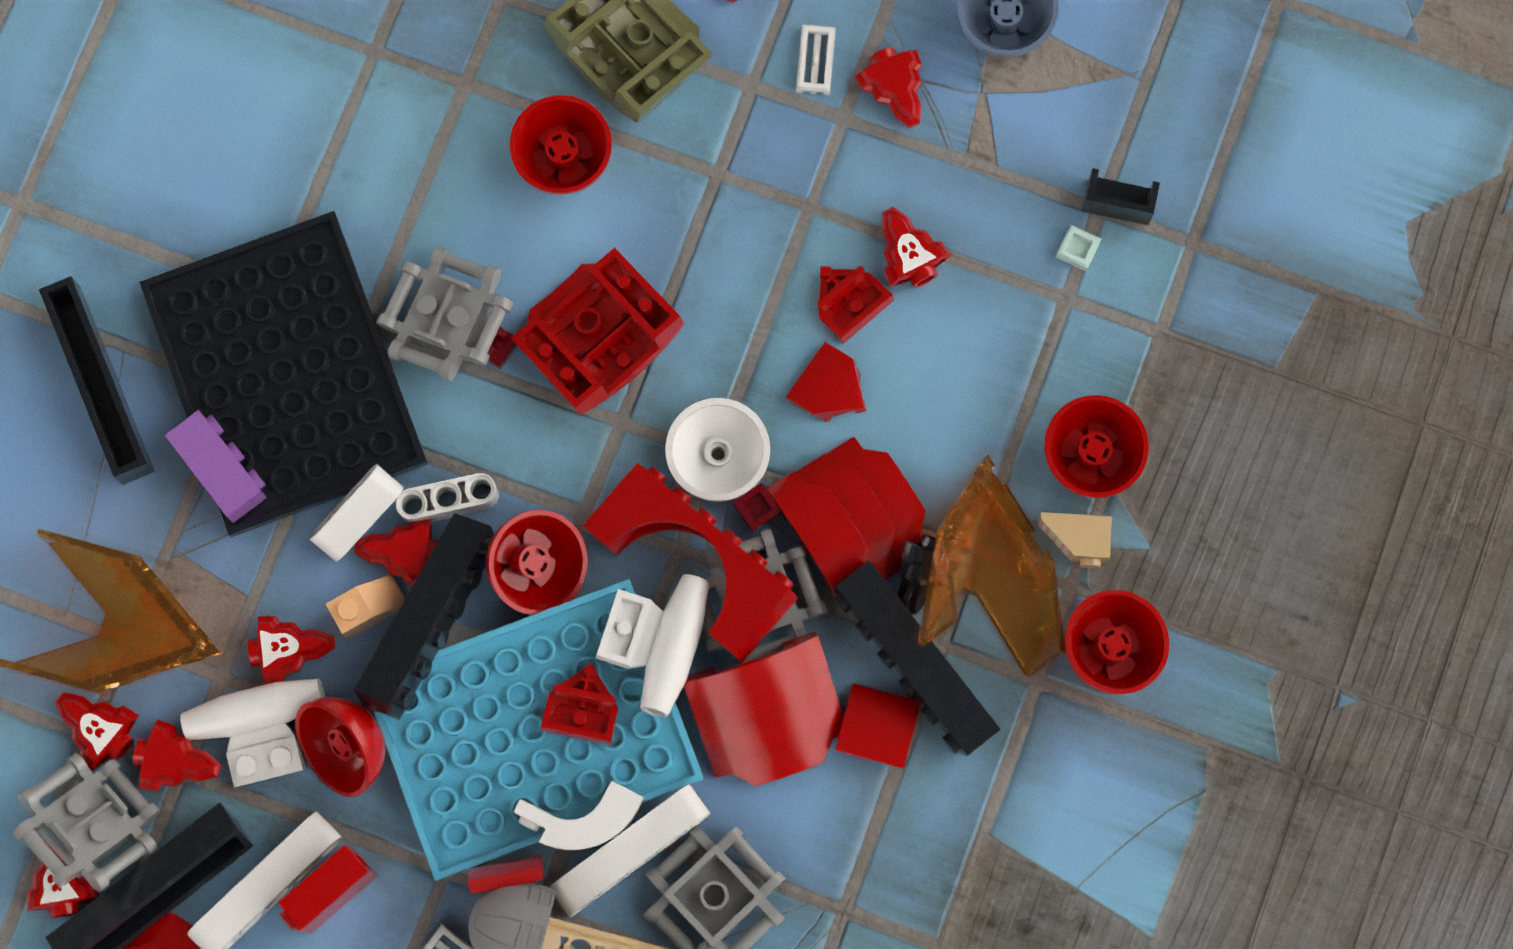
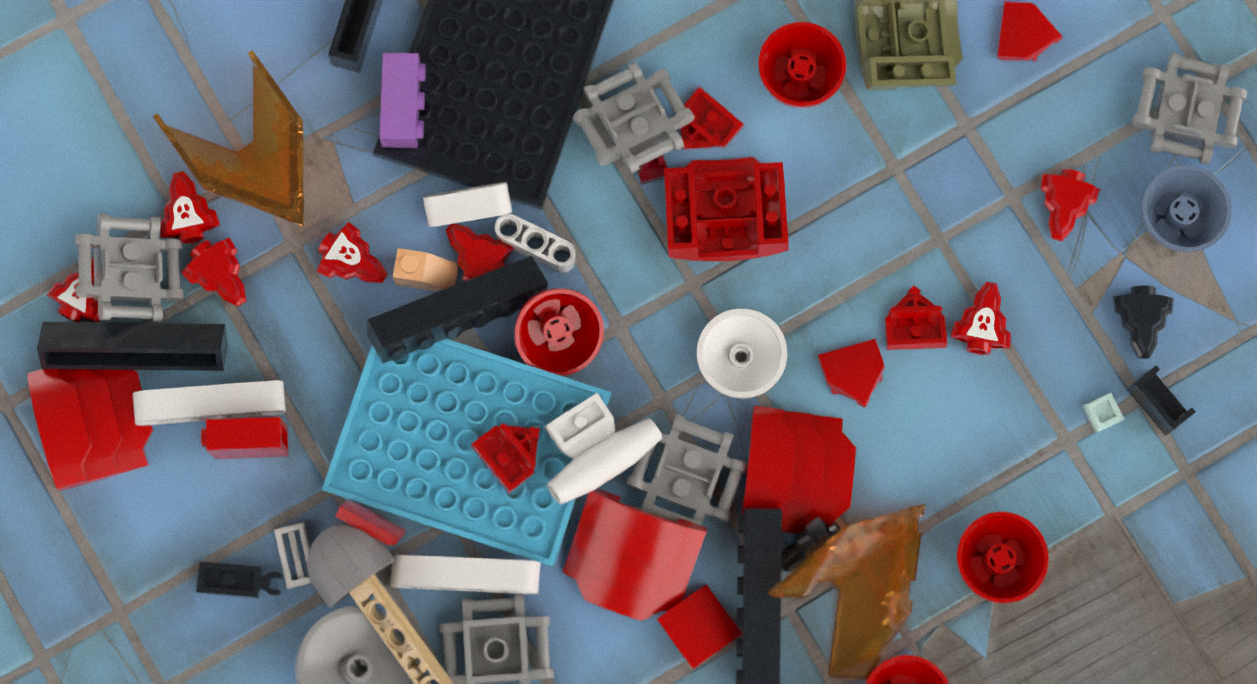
camera: 35 degrees right, 0 degrees up
(257, 726) = (289, 293): white plate -> none
(341, 743) = (333, 349): red piece -> none
(521, 263) = (712, 123): none -> red slope
(601, 825) = (465, 541): white arch -> none
(753, 594) = (684, 469): red arch -> none
(757, 507) = (737, 413): dark red tile -> none
(813, 86) = (1008, 159): white tile -> none
(1045, 134) = (1143, 316): none -> black rock
(1079, 536) = (942, 610): tan slope -> none

